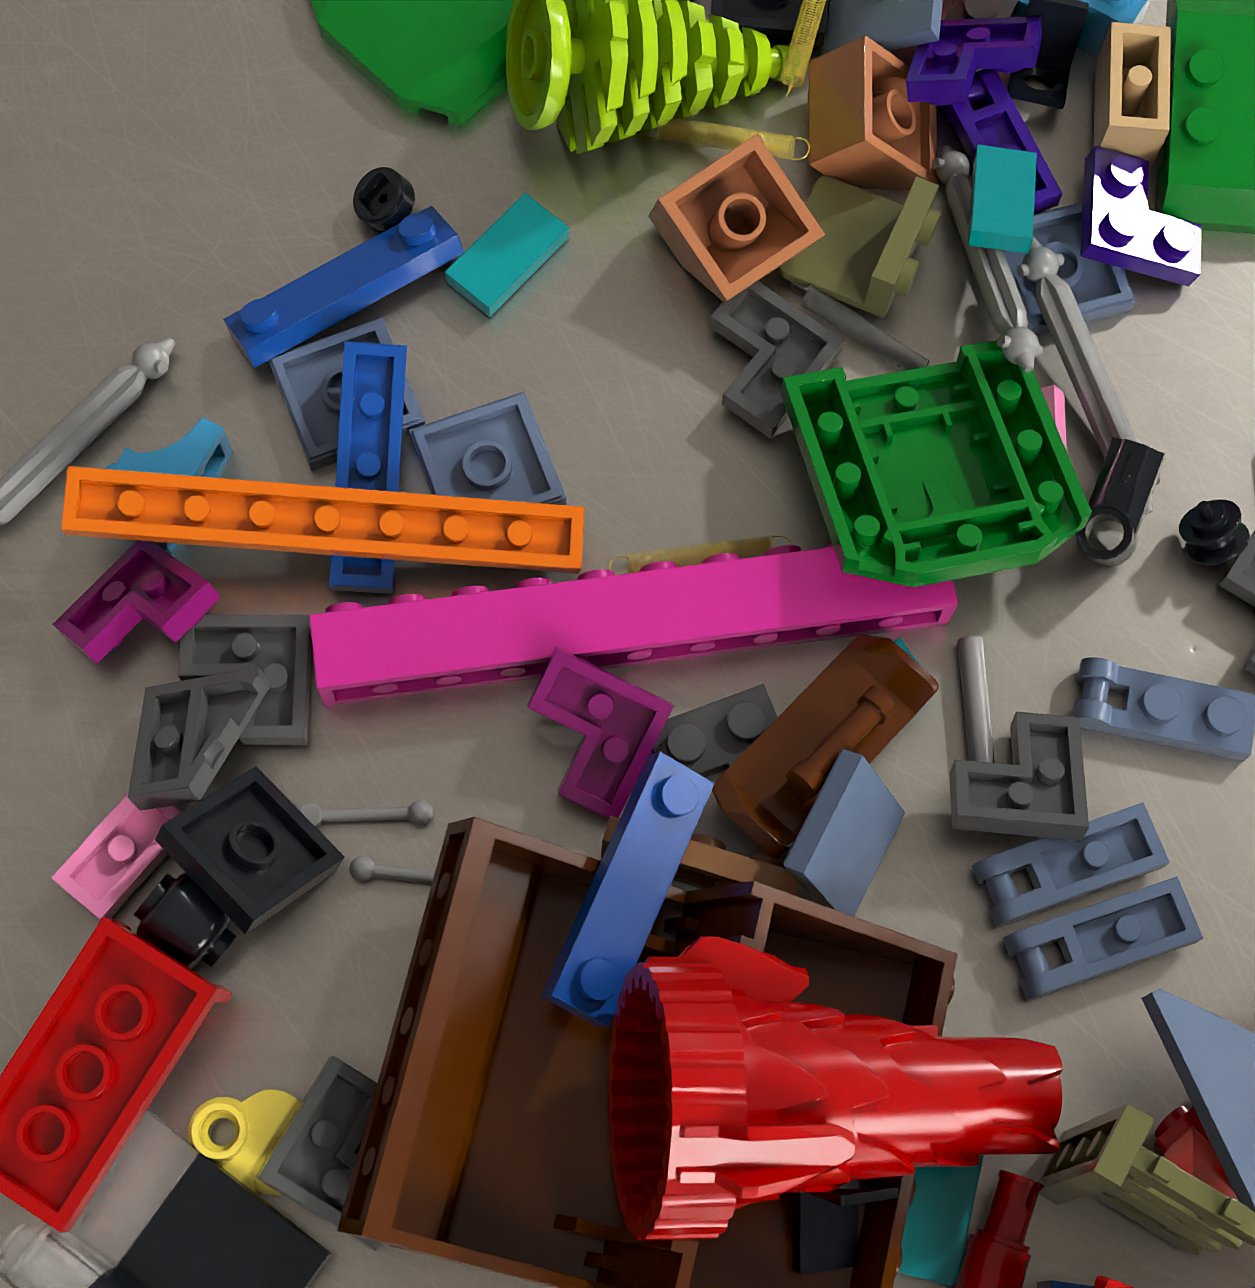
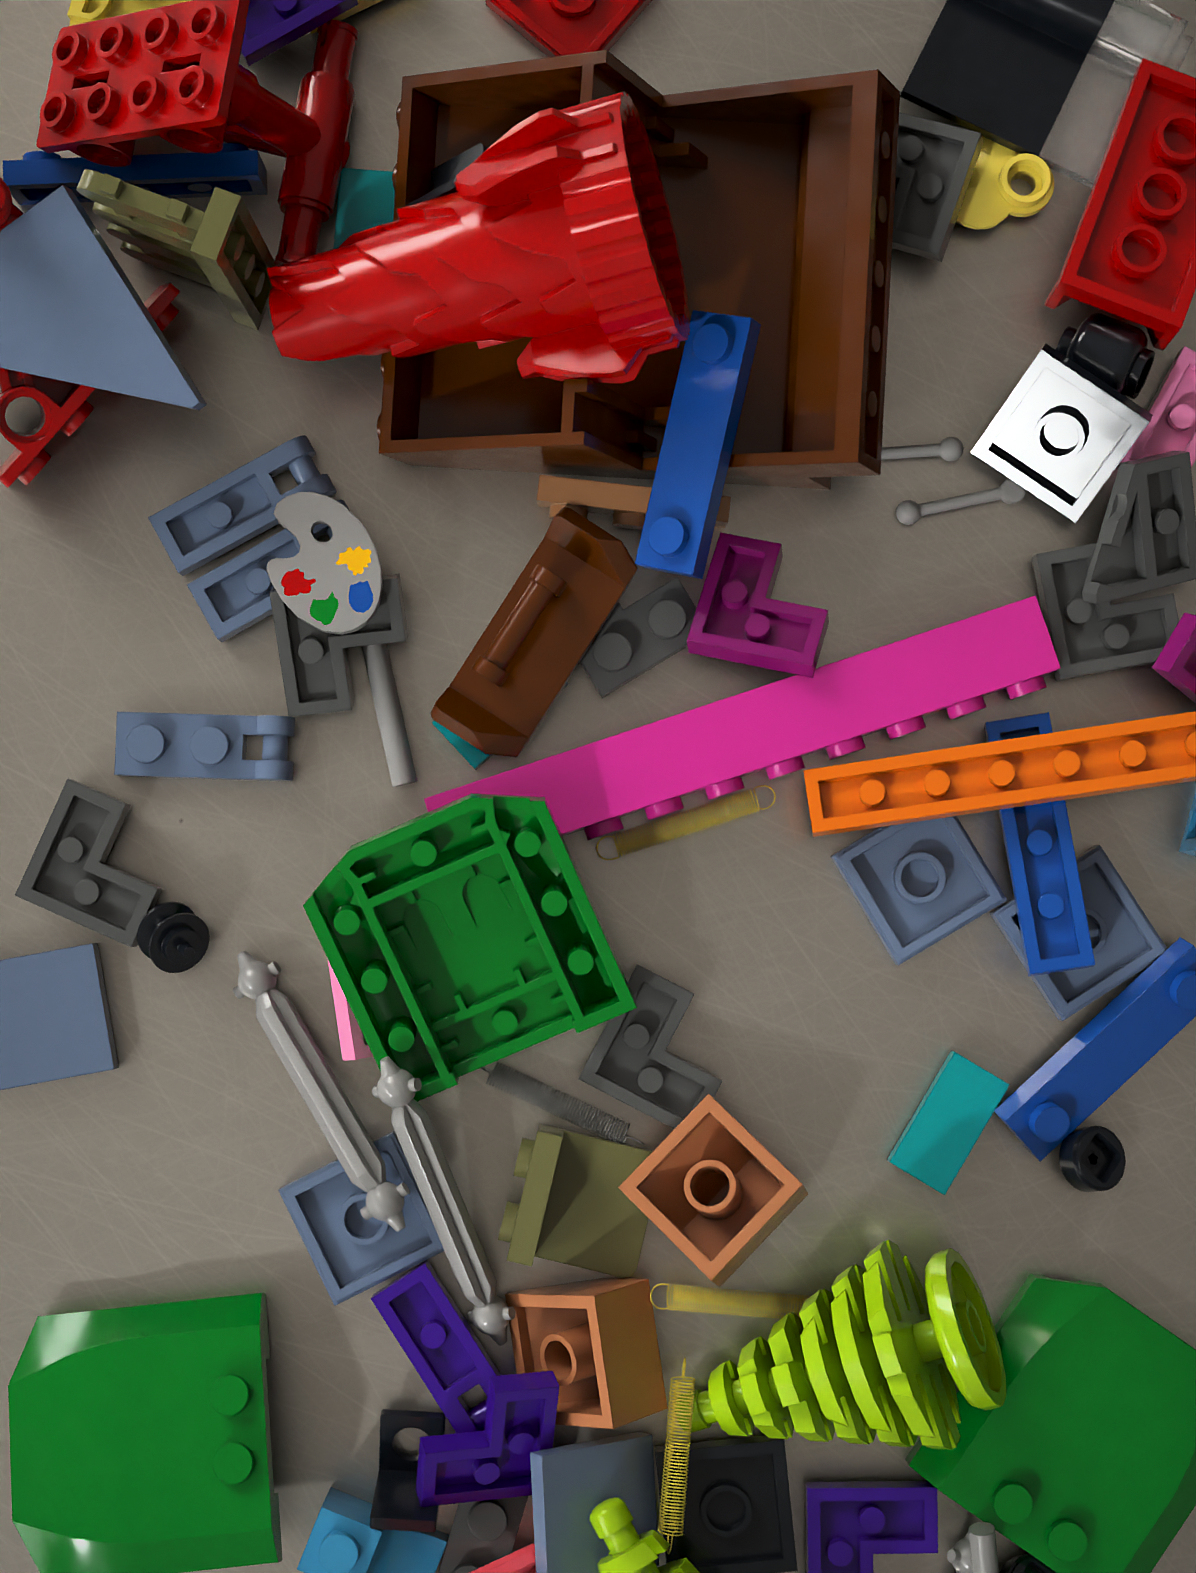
camera: 175 degrees right, 15 degrees up
(844, 835) = (501, 542): sand blue tile -> none
(1002, 199) = (435, 1266): teal tile -> none
(1029, 822) = (331, 582): none -> light grey piece
(1121, 496) = (273, 946): black piece -> none
(1123, 230) = (305, 1273): plate -> none
(1133, 90) = (308, 1432): tan brick -> none

